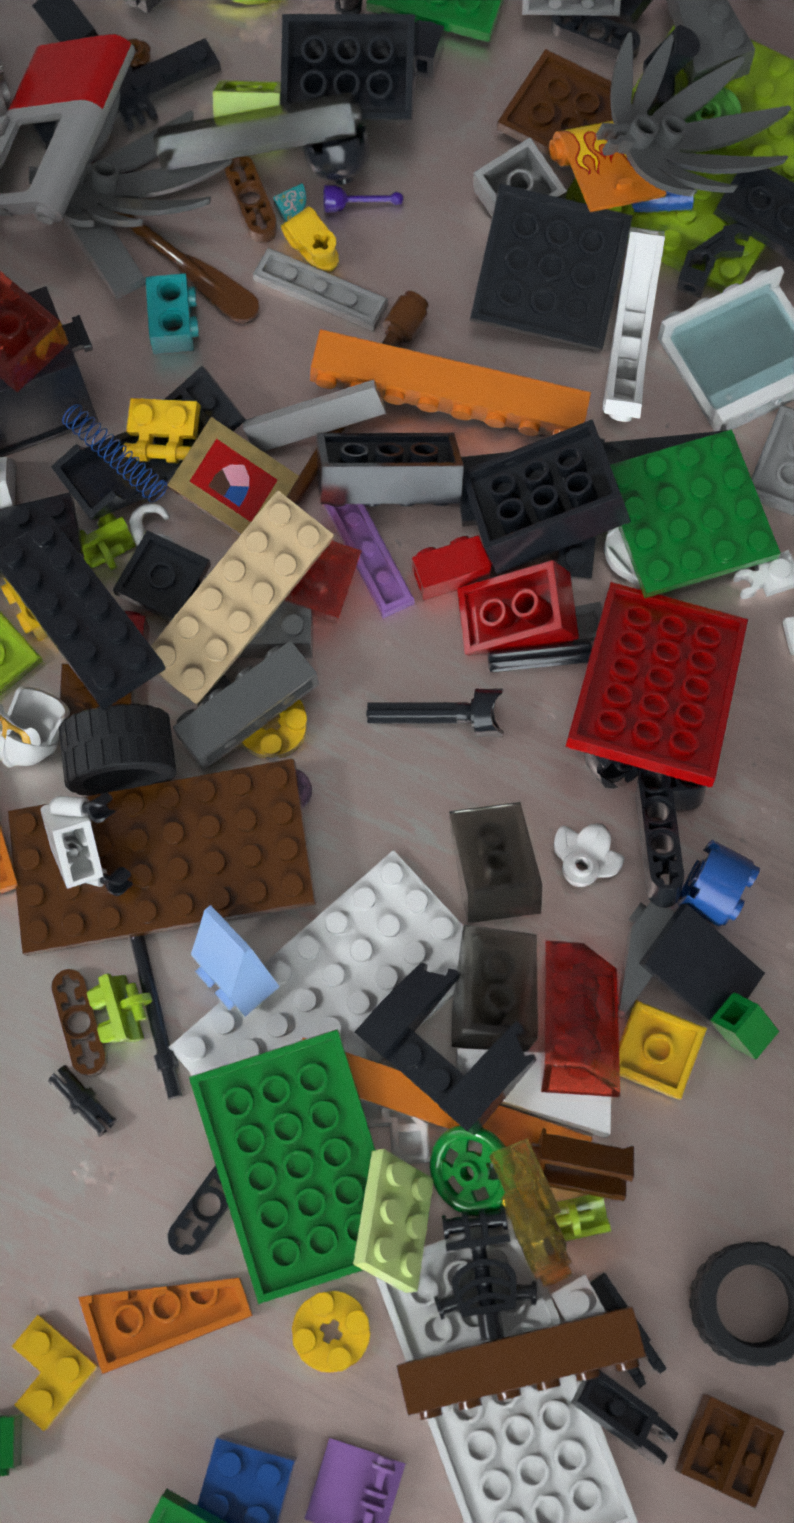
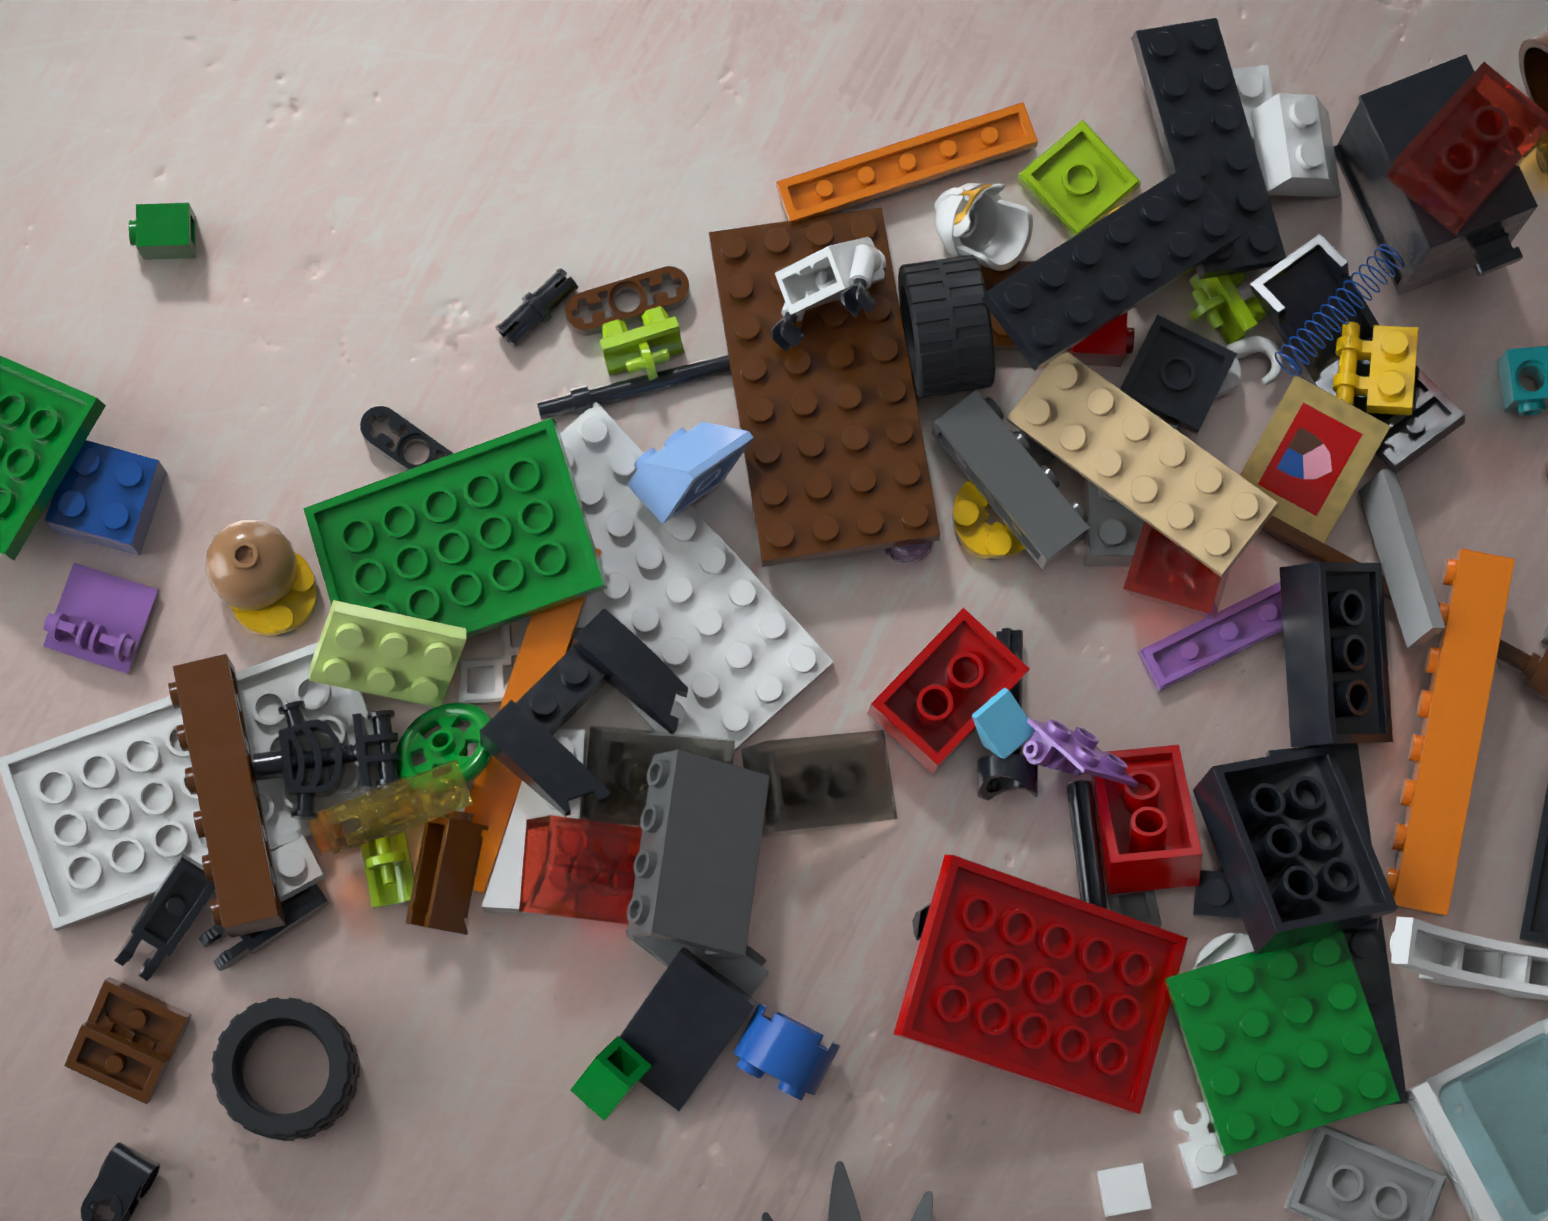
camera: 85 degrees right, 5 degrees up
(62, 1370) = (243, 296): yellow plate -> none
(151, 1320) = (290, 394): orange wing -> none
(311, 1348) = (251, 565): none -> medium nougat cylinder
(421, 756) = (941, 688): none -> red slope
(450, 566) = (1201, 730): red brick -> none
(451, 709) = (1002, 724): none -> medium azure slope
(466, 659) = (1073, 752): none -> medium lavender hinge
(567, 947) = (698, 853): none -> dark grey panel
(586, 849) = (836, 899): white plate -> none
(659, 1049) = (586, 975): yellow plate -> none
(663, 834) = (846, 984): black beam -> none

